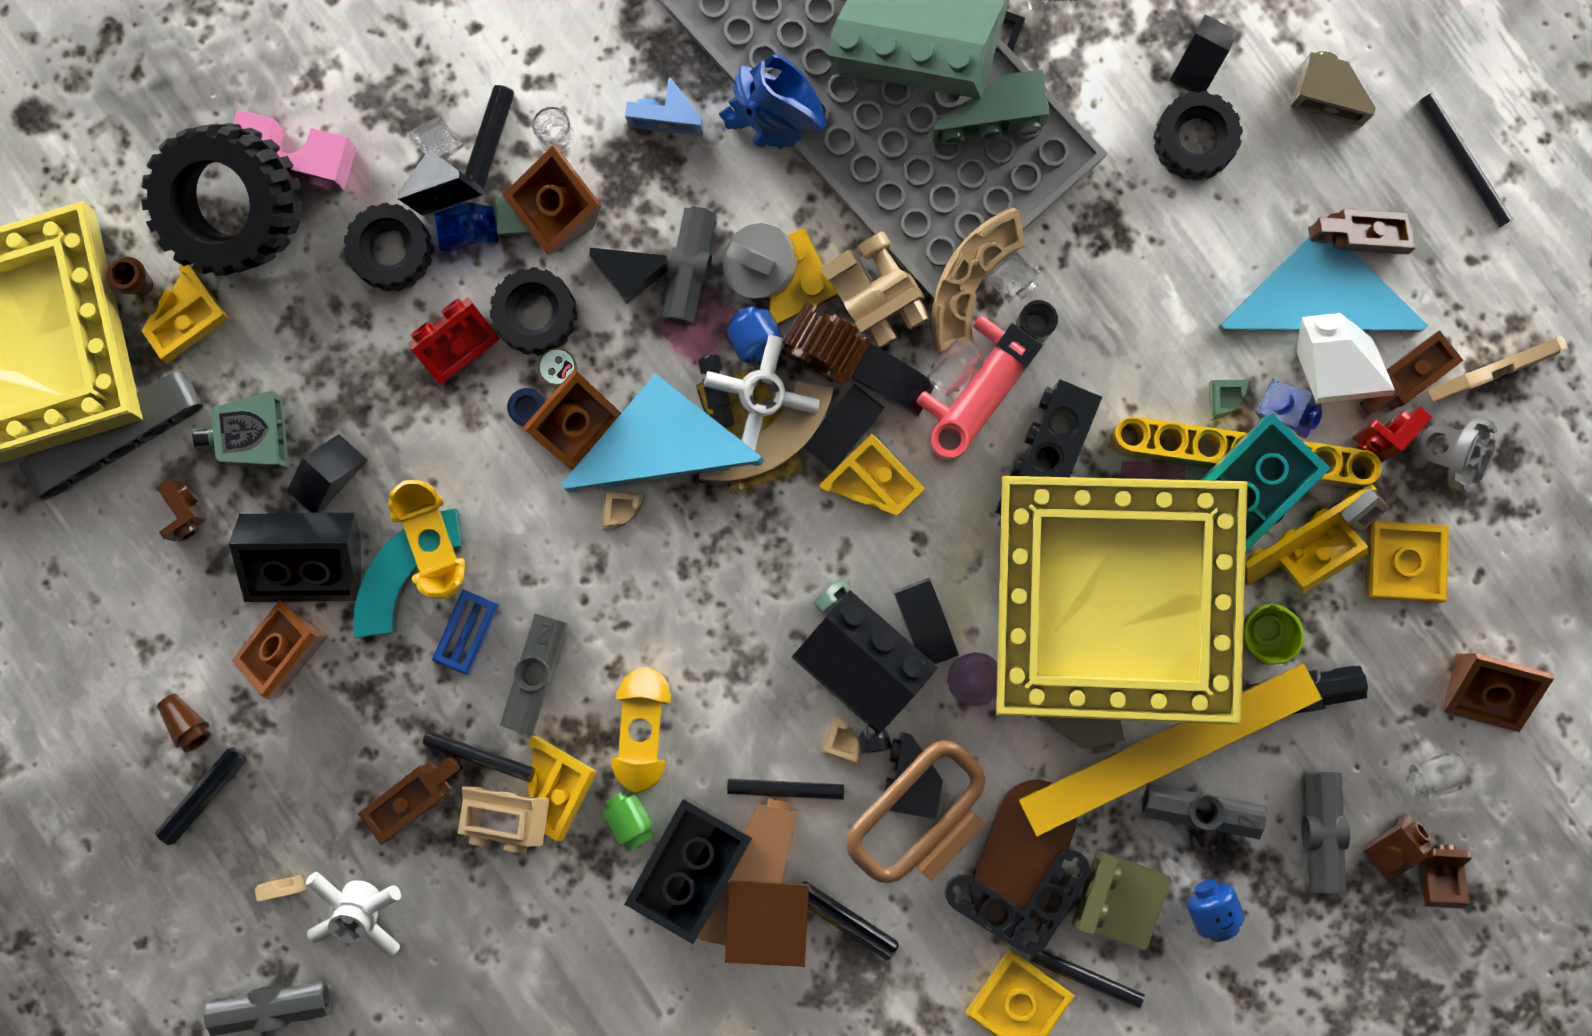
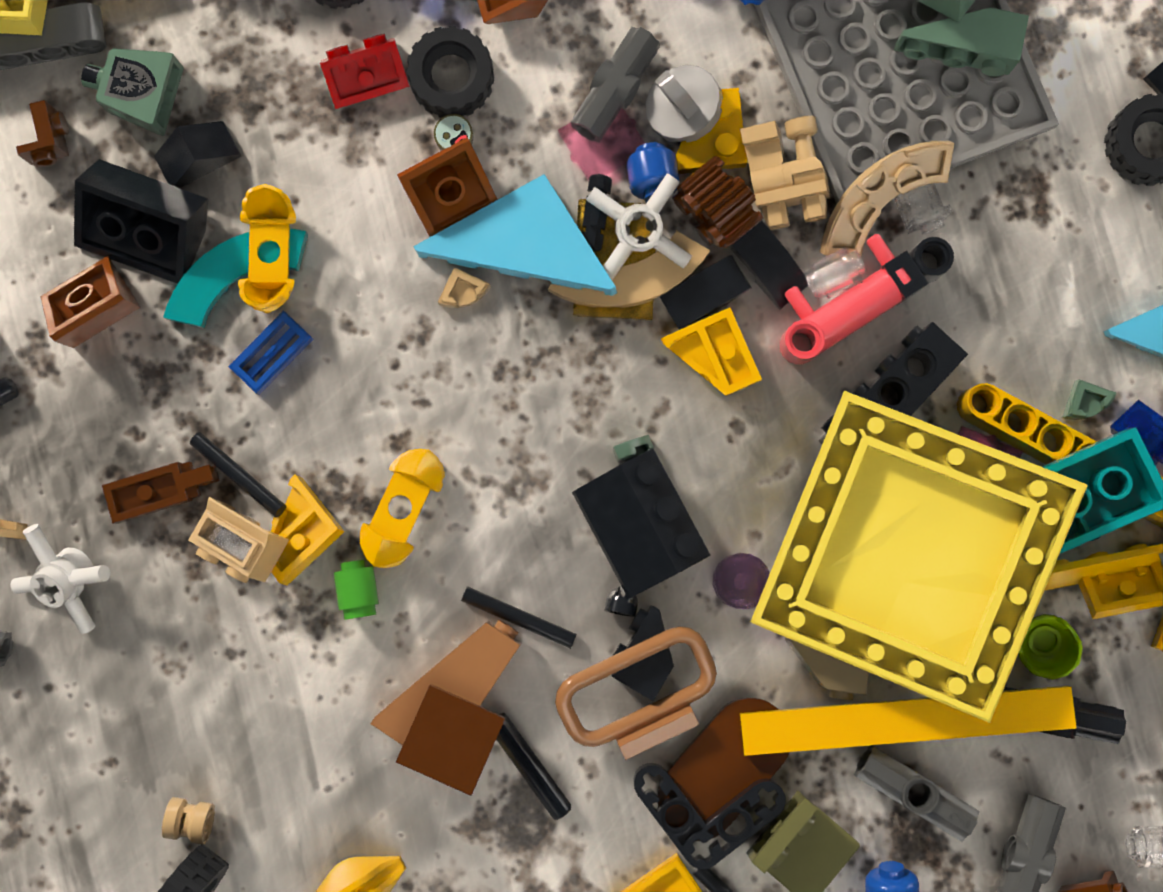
camera: 20 degrees right, 0 degrees up
(524, 405) = (407, 155): dark blue tile -> none
(527, 699) = (301, 436): dark grey piece -> none
(629, 271) = (556, 67): black slope -> none
(688, 870) = (394, 659): black slope -> none
(842, 742) = (590, 593): tan tile -> none
(926, 621) = (715, 507): black slope -> none

